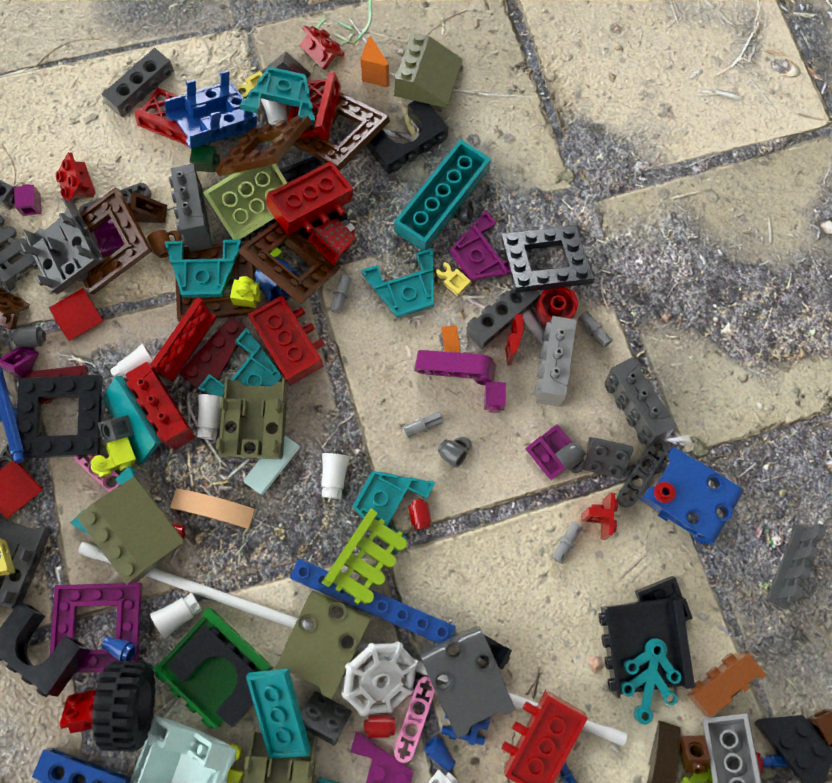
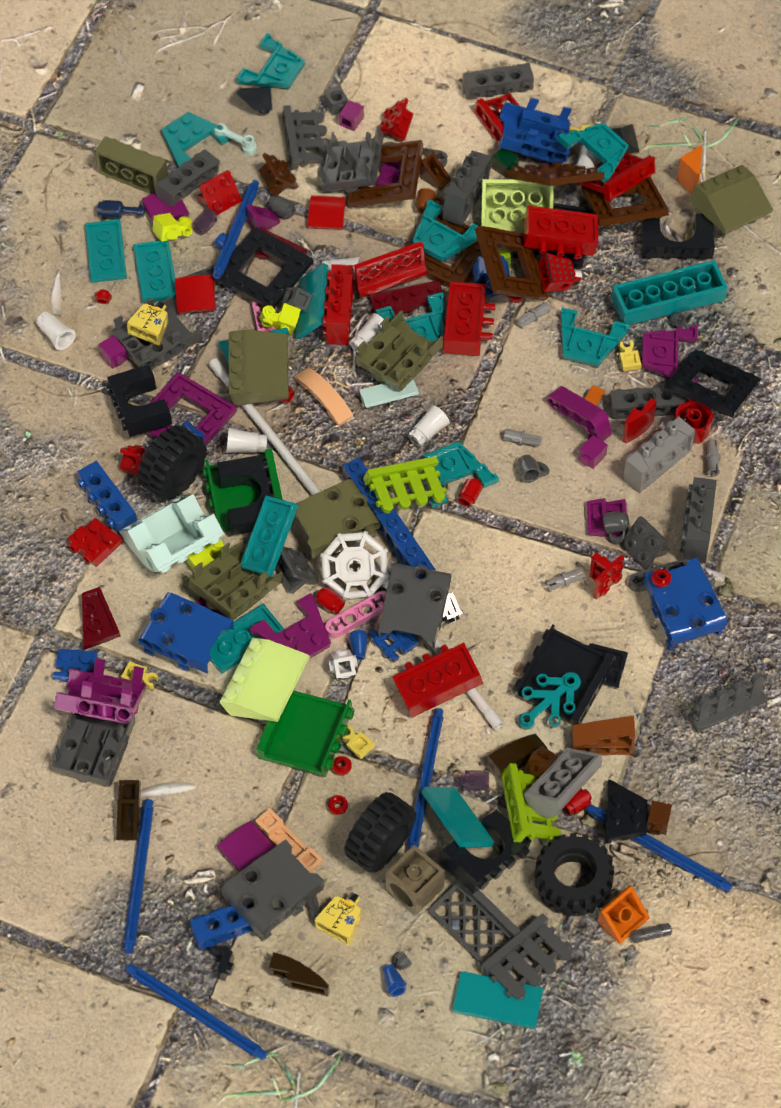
camera: 40 degrees right, 15 degrees down
(245, 292) = (461, 266): neon yellow brick -> none
(320, 46) = (662, 134): red bracket -> none

